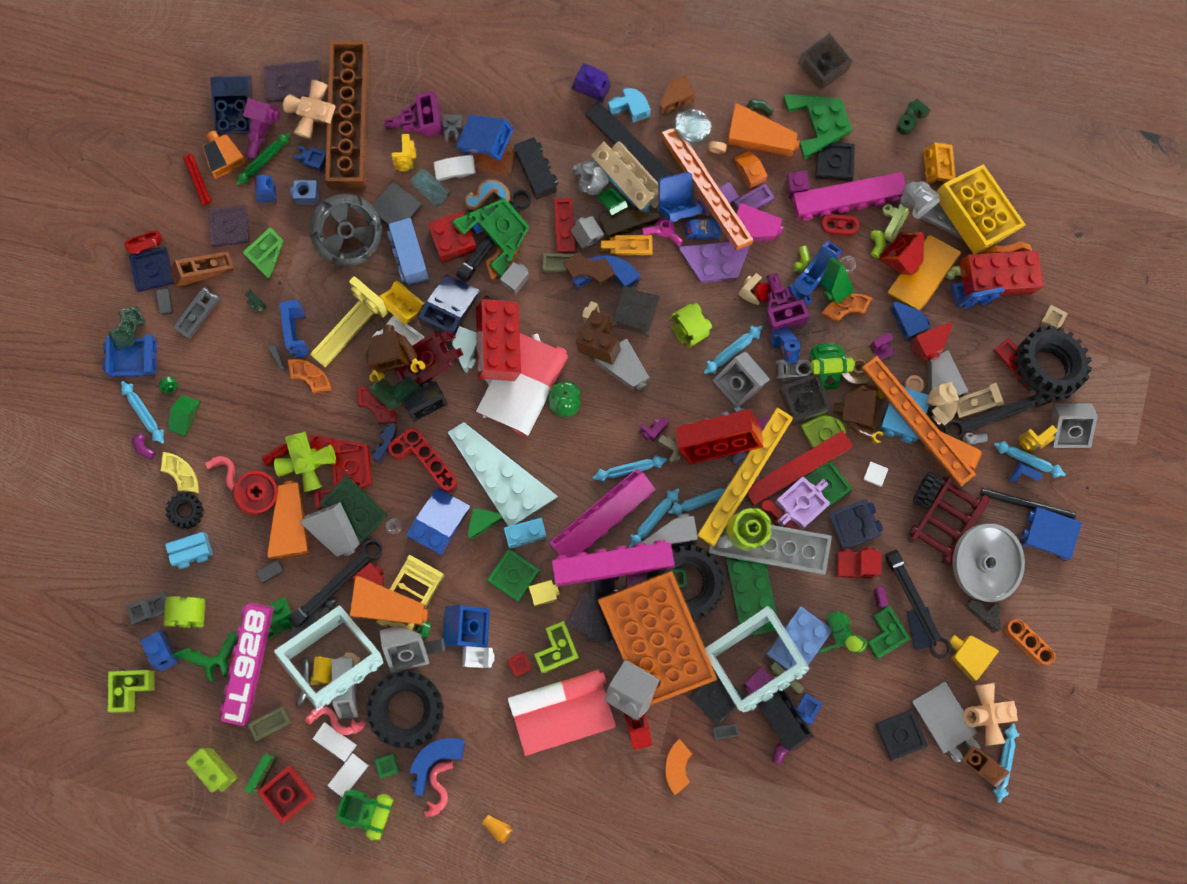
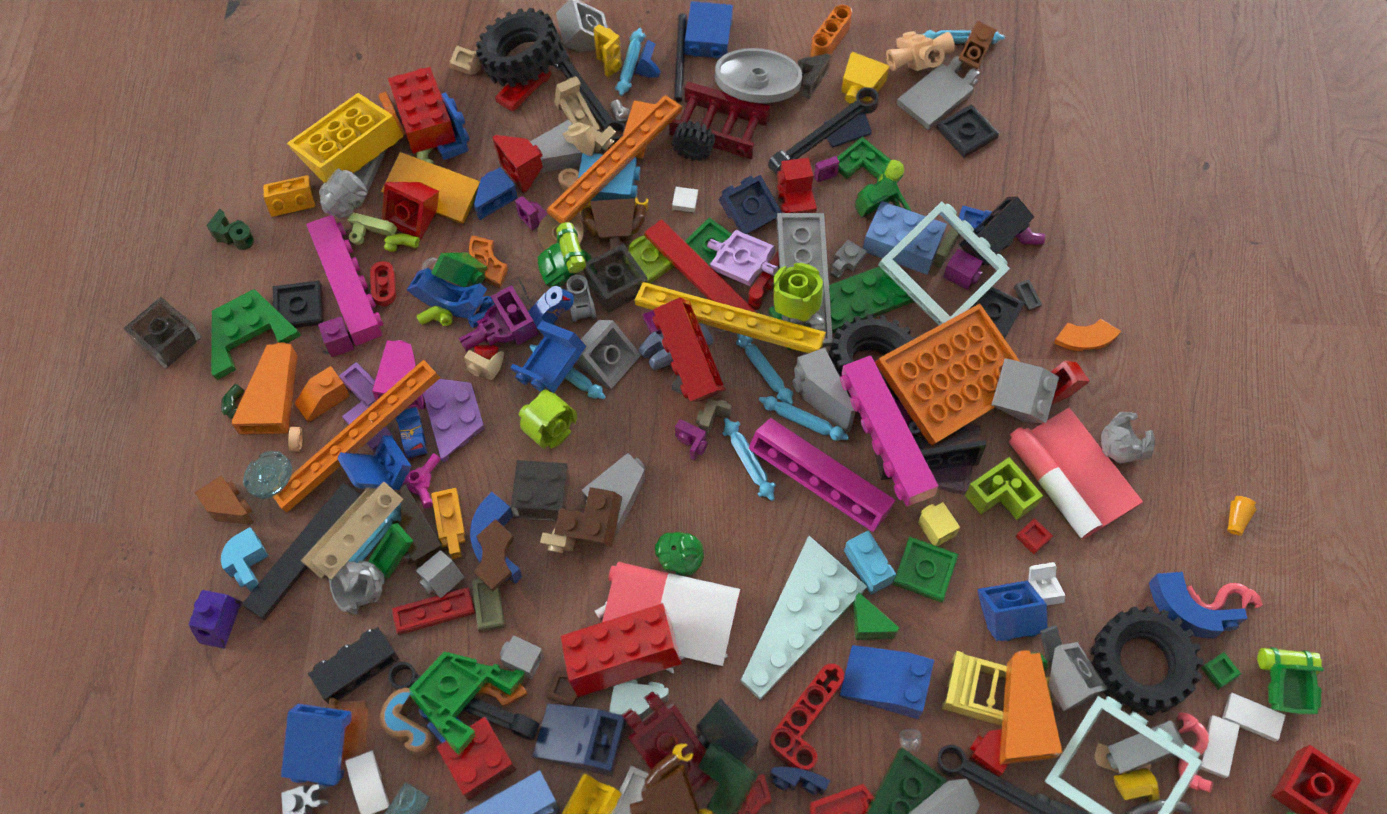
camera: 100 degrees left, 15 degrees down
(575, 757) = (1122, 444): none -> light grey helmet
(738, 334) = (551, 358): none -> blue panel
(792, 593) = (848, 257): none -> light grey plate

